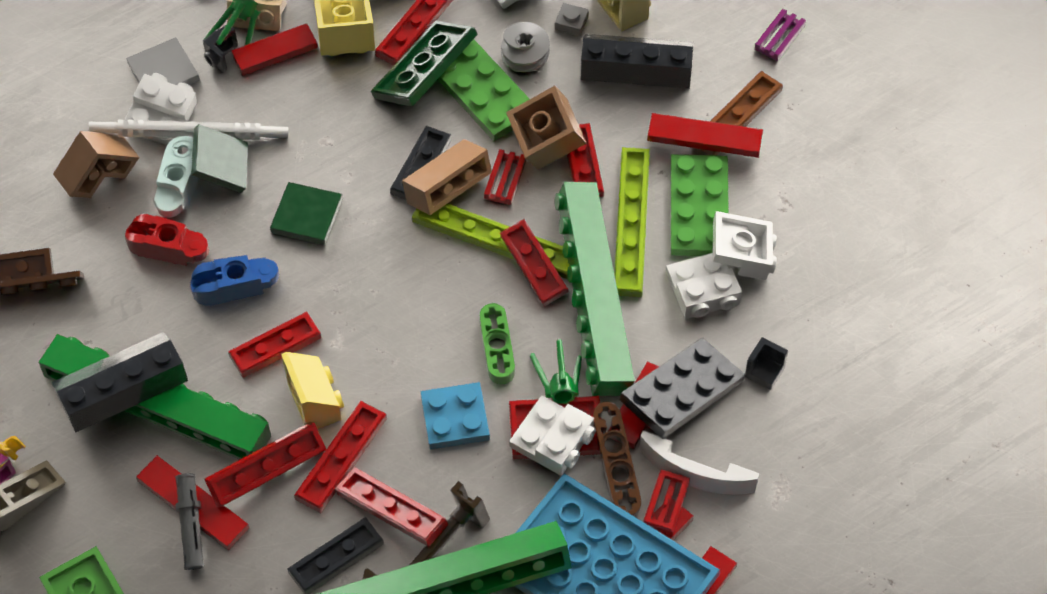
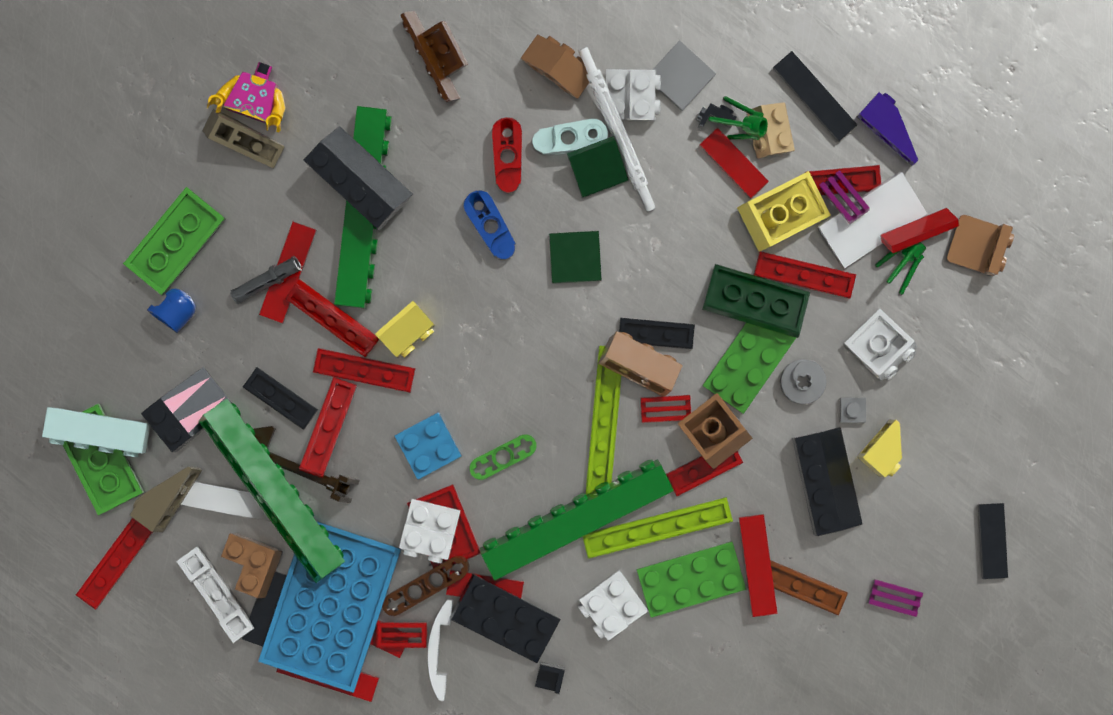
camera: 70 degrees right, 30 degrees up
(270, 345) = (444, 280): red tile -> none
(534, 262) = (585, 462): red tile -> none
(562, 387) = (473, 524): green plant -> none
(744, 244) = (653, 630): white plate -> none

